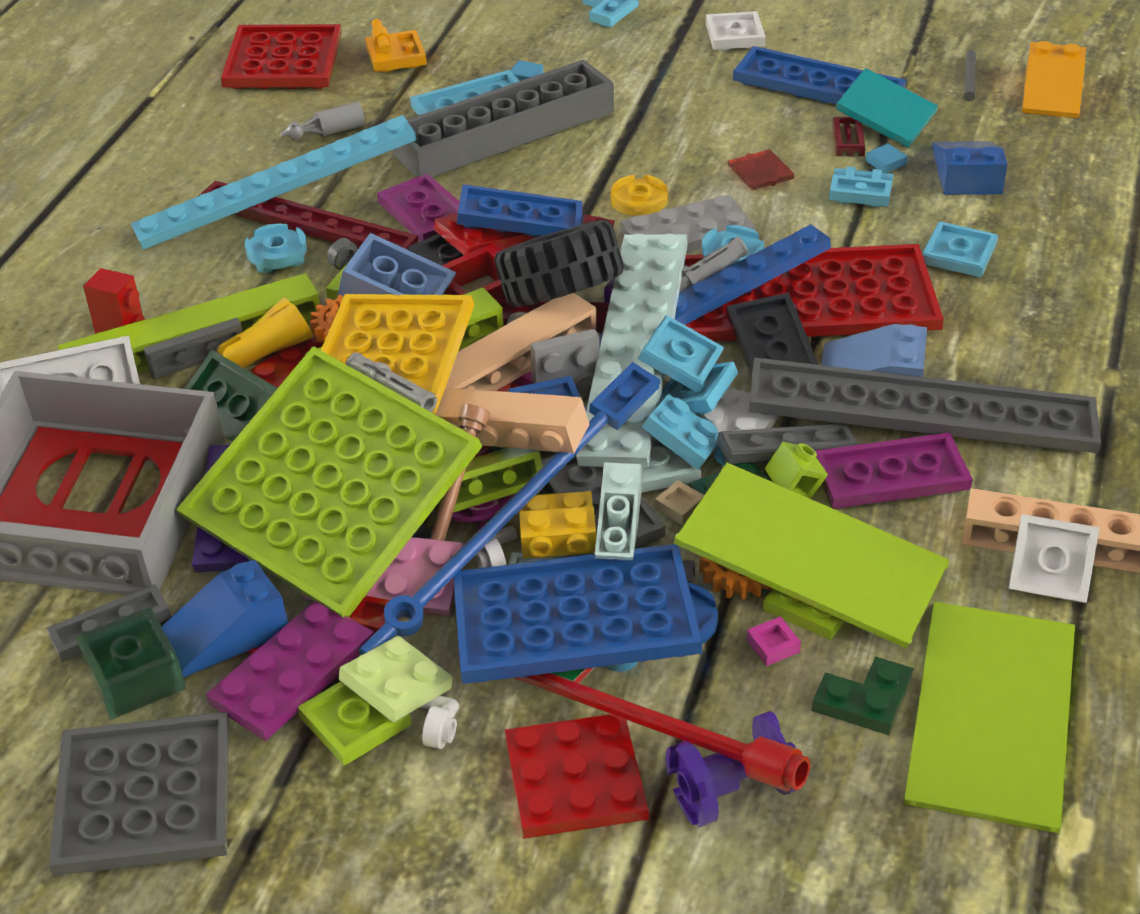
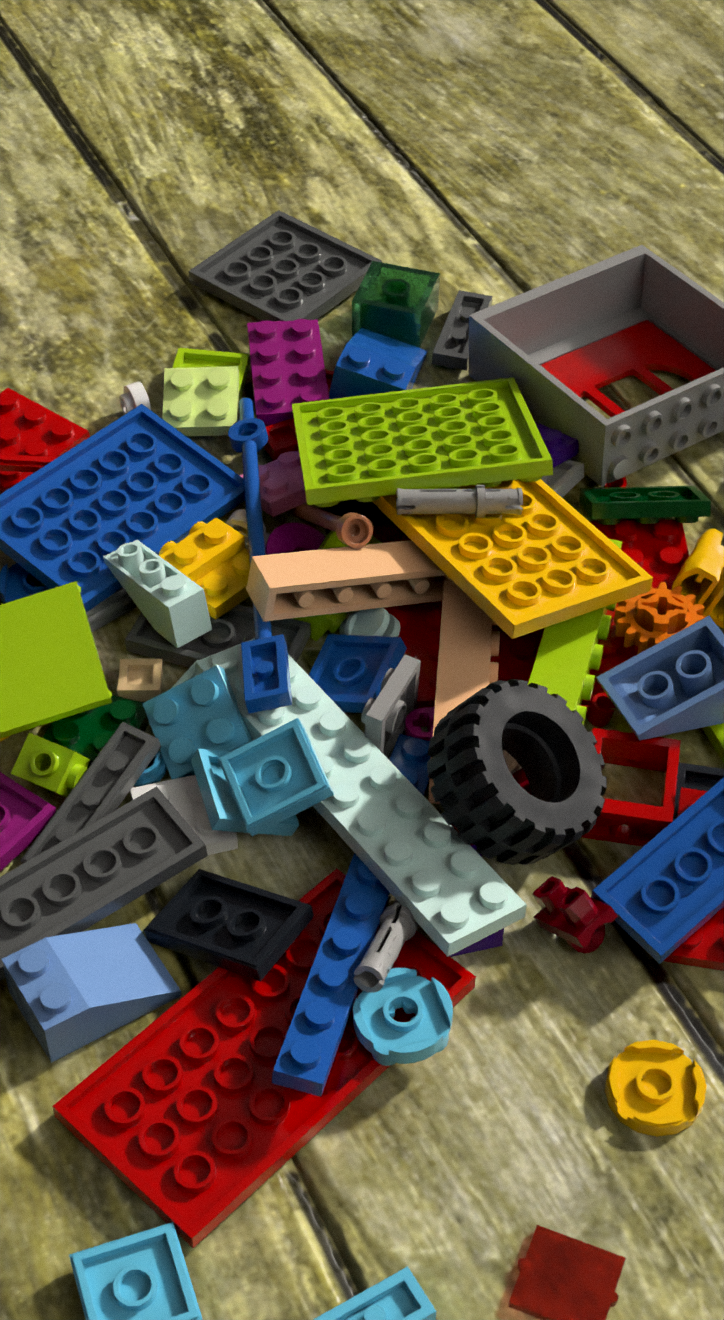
camera: 135 degrees right, 5 degrees up
(690, 219) = (526, 1071): light grey plate -> none

